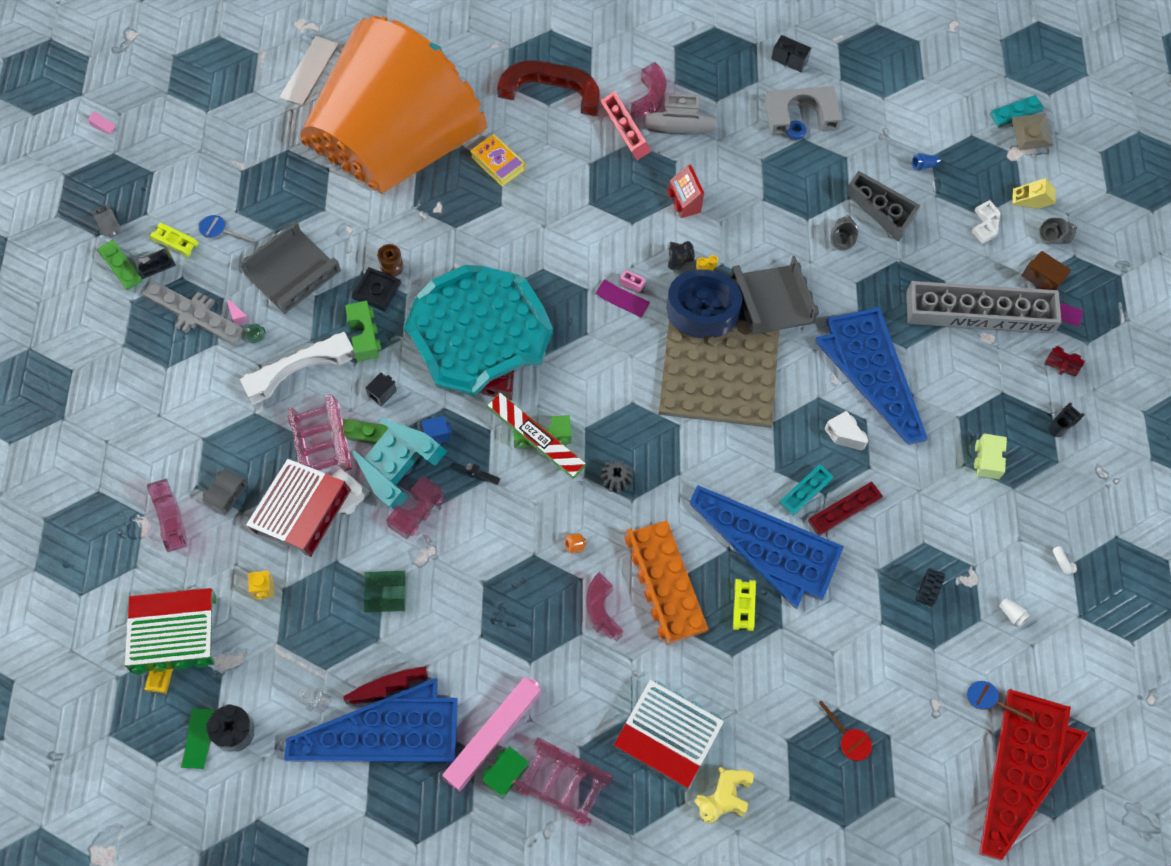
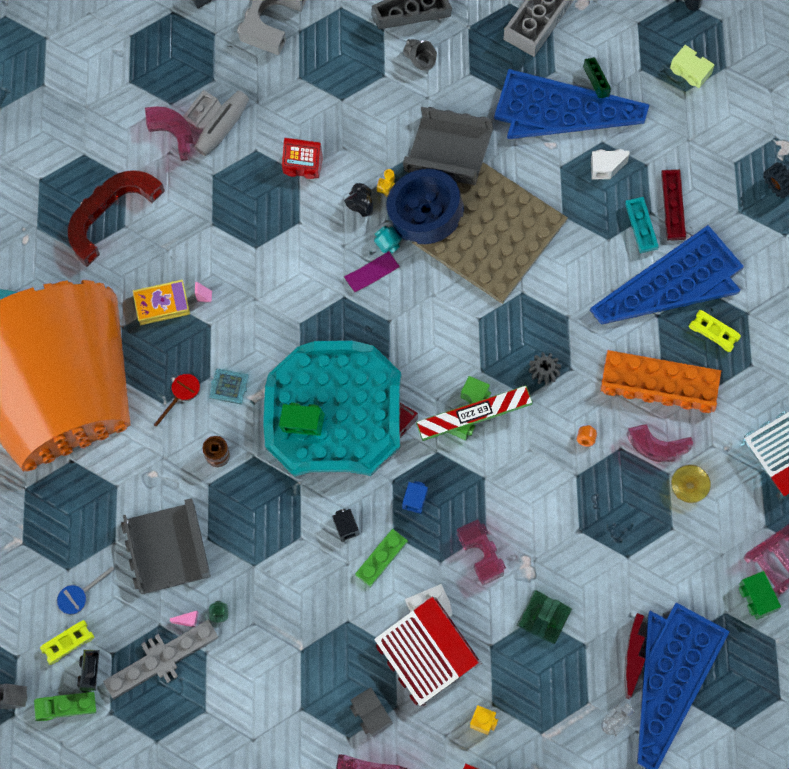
camera: 55 degrees left, 5 degrees up
(262, 383) = (282, 547): white arch -> none
(335, 426) = (381, 587): clear pink fence -> none
(359, 317) = (259, 506): bright green arch -> none
(376, 289) = (235, 479): black tile -> none
(394, 457) = (424, 547): teal wedge -> none
(433, 214) = (184, 388): none -> red piece
(448, 302) = (301, 419): none -> green brick
(455, 244) = (229, 386): none -> clear light blue piece
(475, 471) = (475, 482): black bar -> none
(492, 733) = (721, 589): bright pink brick -> none
(523, 183) = (202, 293): none -> bright pink piece
(580, 645) = (695, 476): none -> clear yellow dish
(626, 126) = (197, 170): coral brick -> none
(632, 281) = (362, 253): bright pink piece -> none
(657, 293) = (387, 239): none -> teal head
(796, 135) = (290, 25): blue piece -> none
(921, 381) = (597, 77): none -> dark green piece

